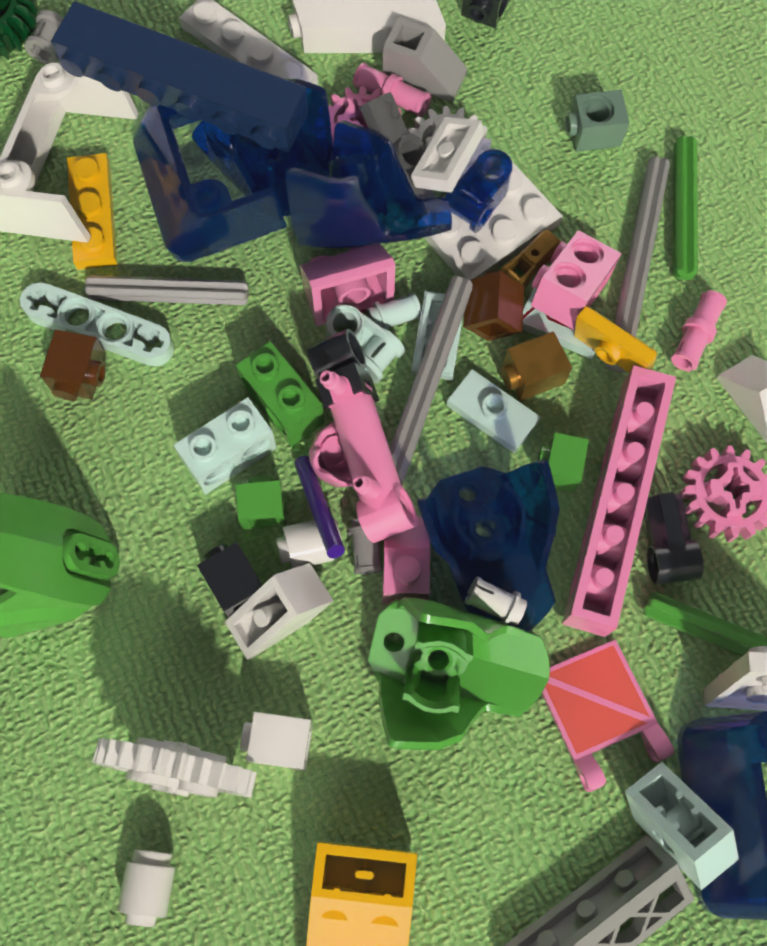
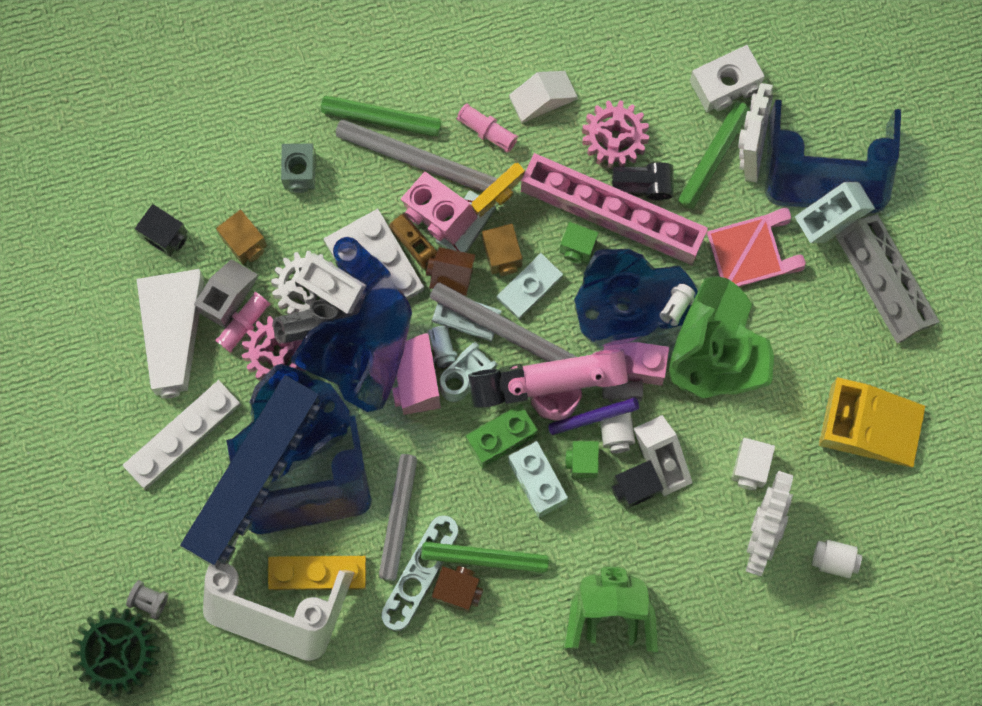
camera: 80 degrees left, 5 degrees up
(117, 394) = (484, 557): none -> bright green axle
(496, 72) = (242, 237): none -> pearl gold brick

